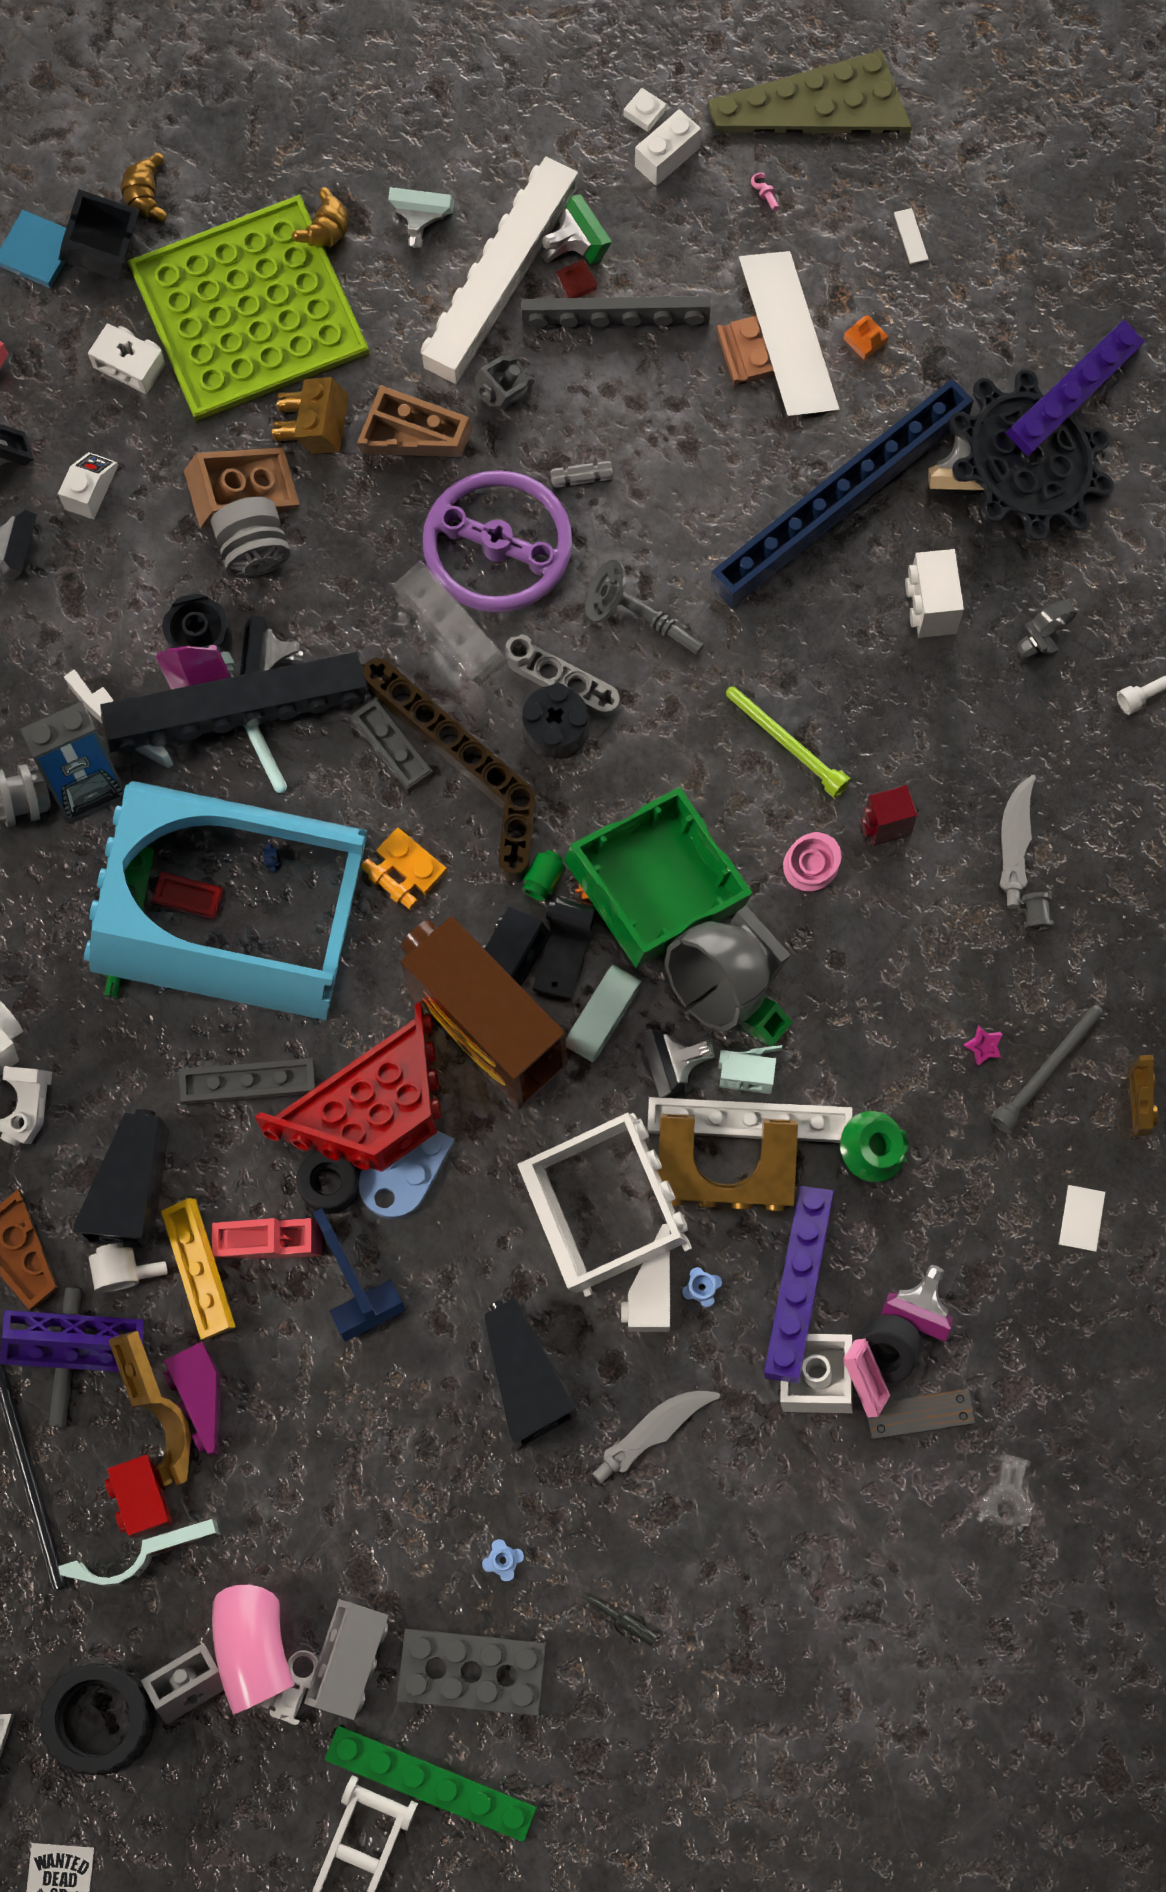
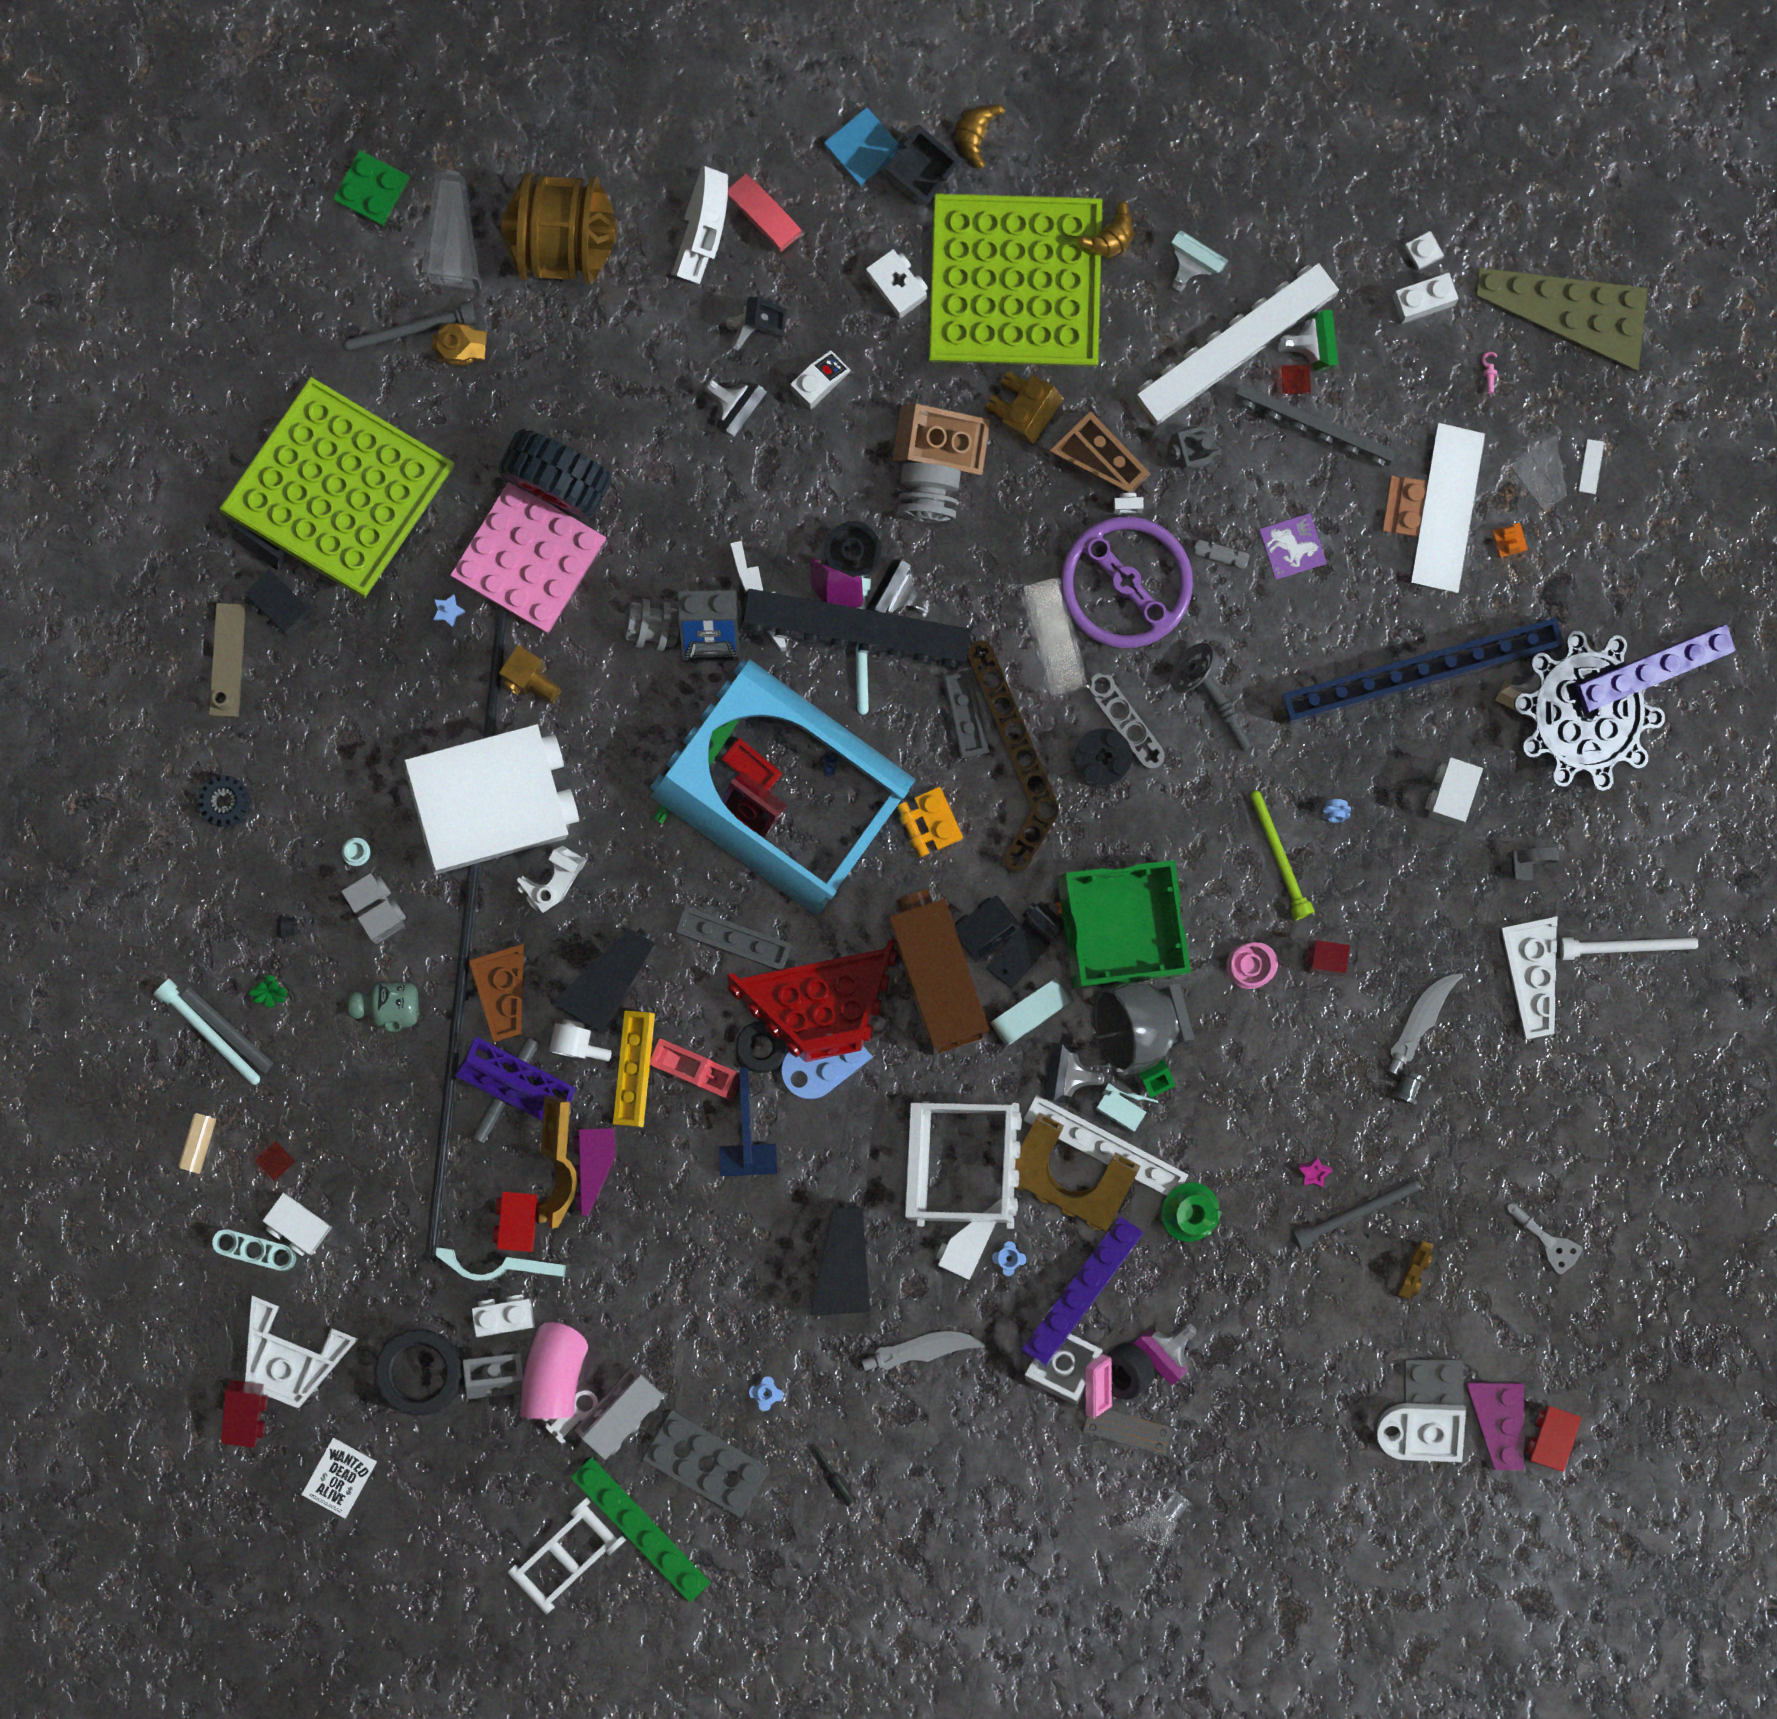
camera: 20 degrees right, 10 degrees up
(168, 1611) = (503, 1317): none -> white brick
(206, 927) = (753, 804): none -> dark red slope
(463, 465) = (1128, 503): none -> white plate
(543, 875) = (1036, 879): green brick -> none
(650, 437) = (1293, 546): none -> medium lavender sticker
(823, 668) = (1336, 810): none -> light blue plate
(867, 261) = (1542, 474): none -> clear wing
(1082, 1218) = (1324, 1339): white sticker -> none
(1098, 728) = (1531, 963): none -> white wing

